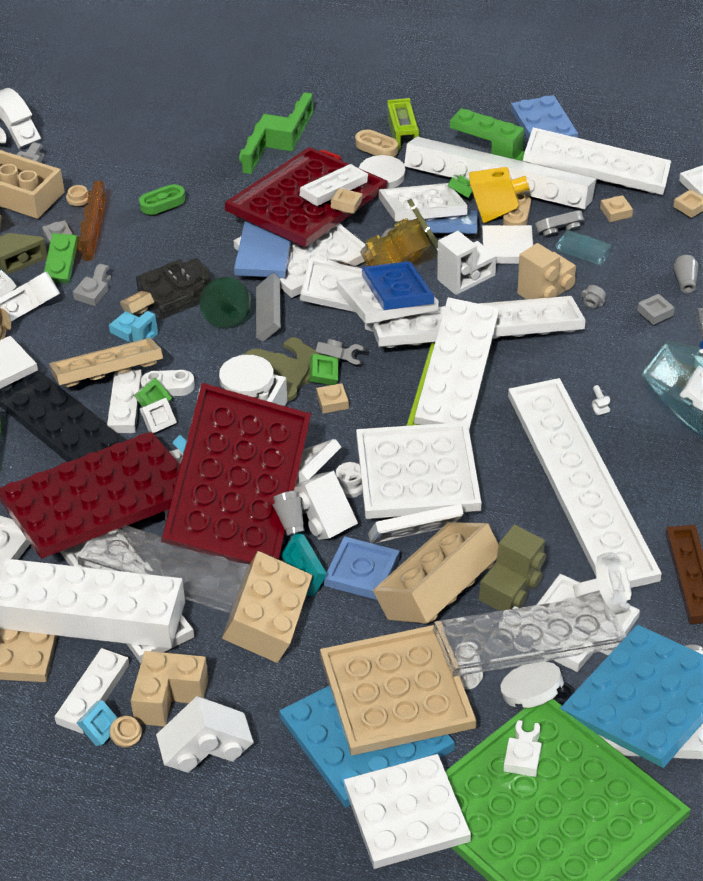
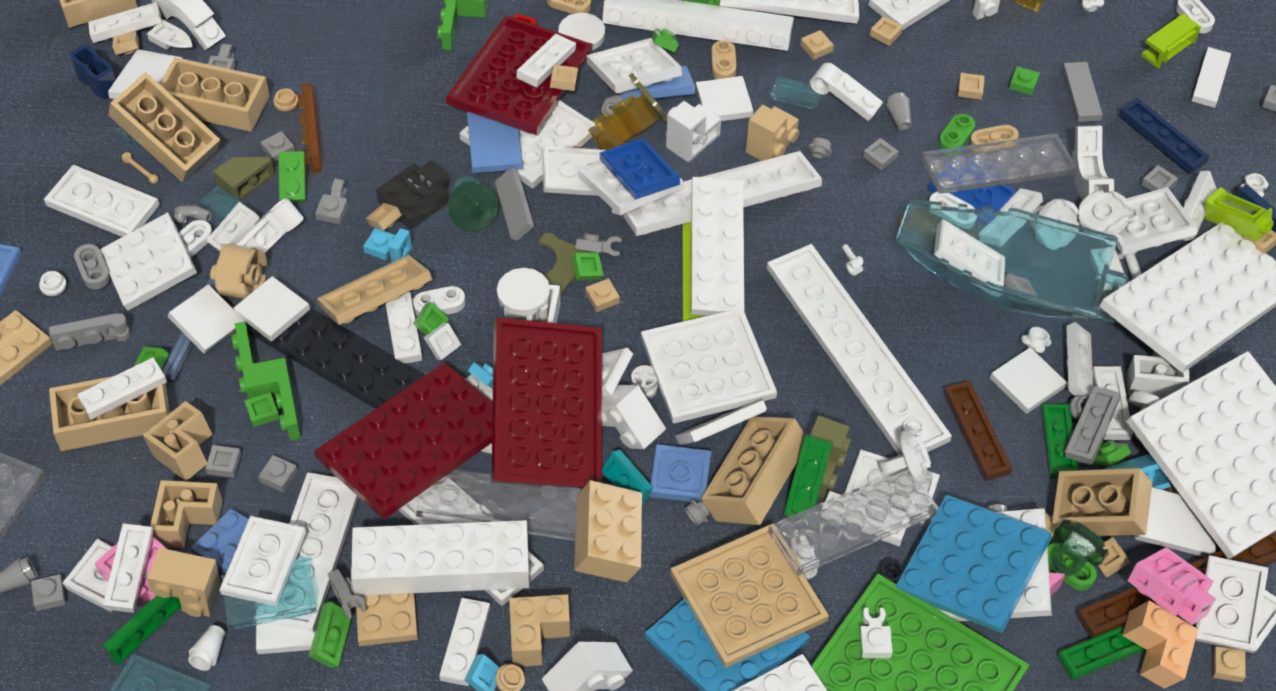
camera: 15 degrees left, 10 degrees up
(162, 199) = (373, 93): bright green plate -> none
(284, 366) = (554, 269): olive piece -> none
(289, 511) = (604, 431): light grey cone -> none
(368, 606) = (697, 512): none -> light grey plate
(493, 579) = (808, 474): none -> green tile
(496, 191) = (704, 46): yellow torso -> none
(532, 684) = (865, 568): white tile -> none
(552, 224) = (761, 75): light grey plate -> none
(634, 247) = (846, 89): none -> white plate

